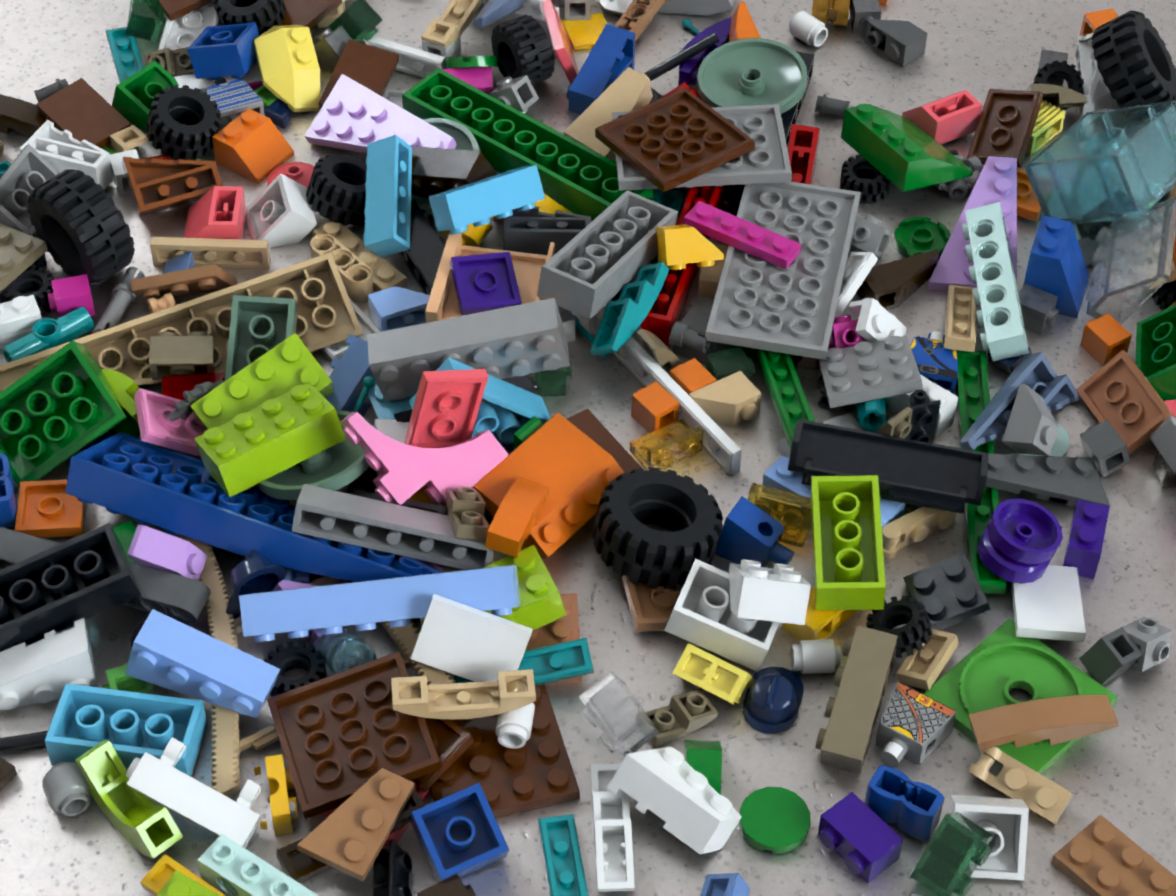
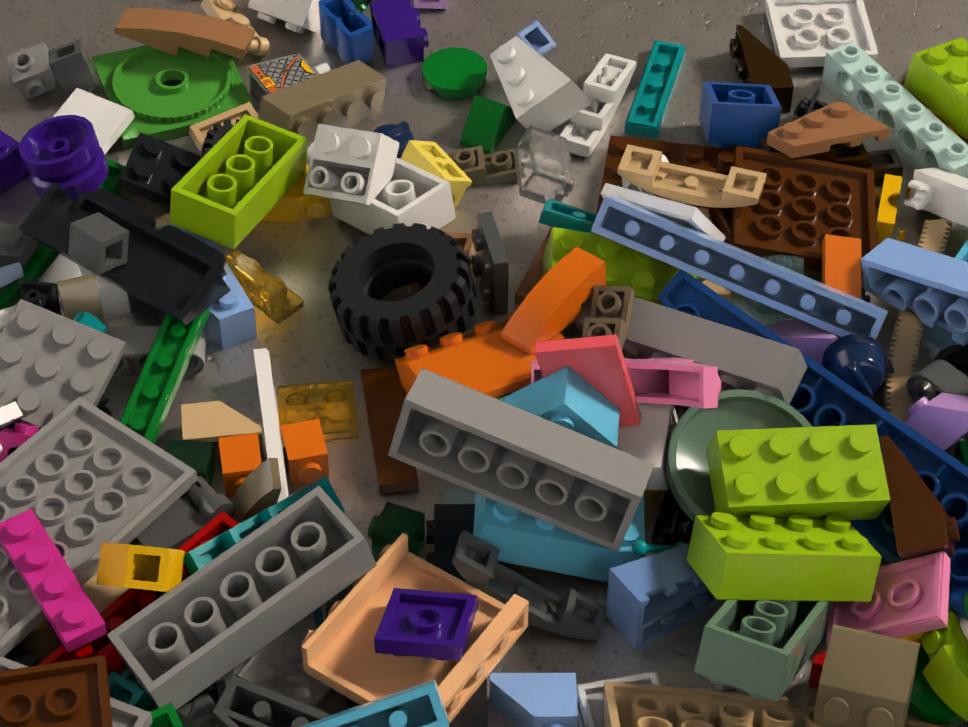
camera: 155 degrees left, 0 degrees up
(175, 454) = (917, 515): none -> reddish brown slope
(183, 408) = (869, 581): dark grey piece -> none
(296, 671) = (842, 264): none -> orange tile
(603, 586) = (491, 263): none -> dark grey plate
(752, 536) = (308, 259): blue torso -> none
(906, 438) = (98, 243): none -> dark grey brick

